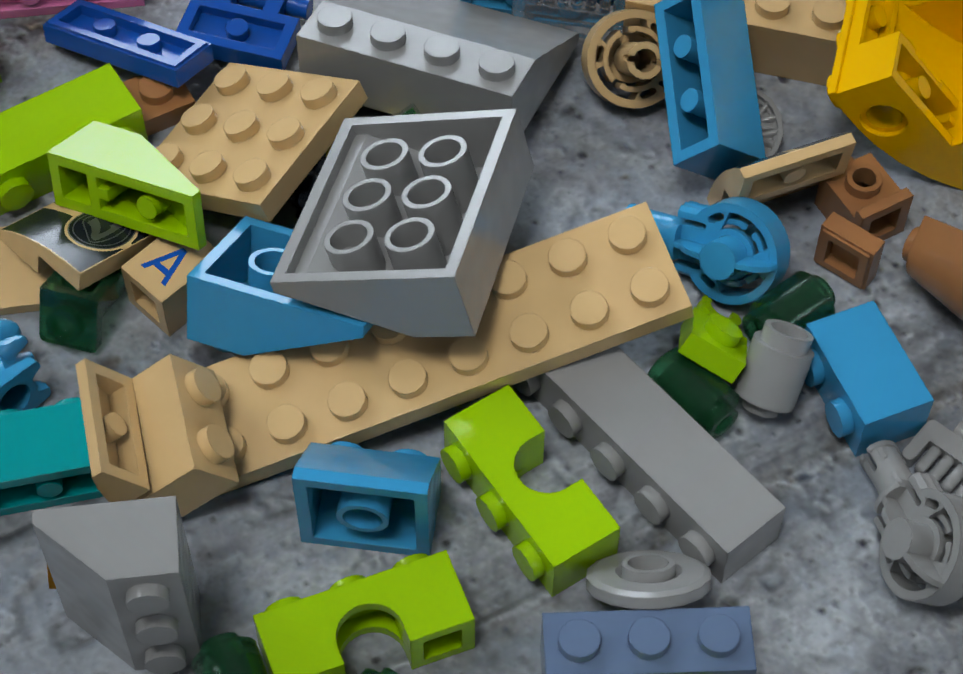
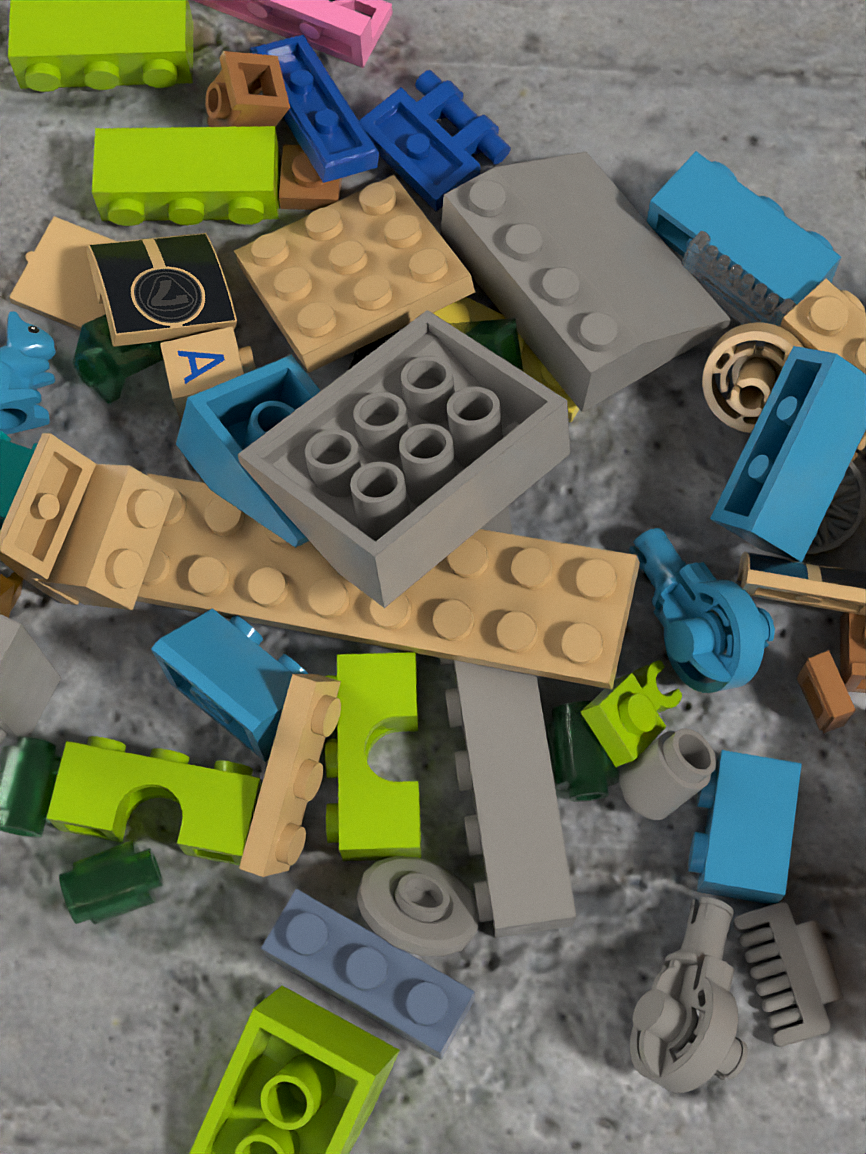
camera: 35 degrees right, 15 degrees up
(65, 49) = (234, 96): none -> medium nougat brick
(126, 183) = (203, 249): lime slope -> none
(474, 531) = (291, 774): none -> tan plate
(795, 300) = (730, 720): clear green brick -> none

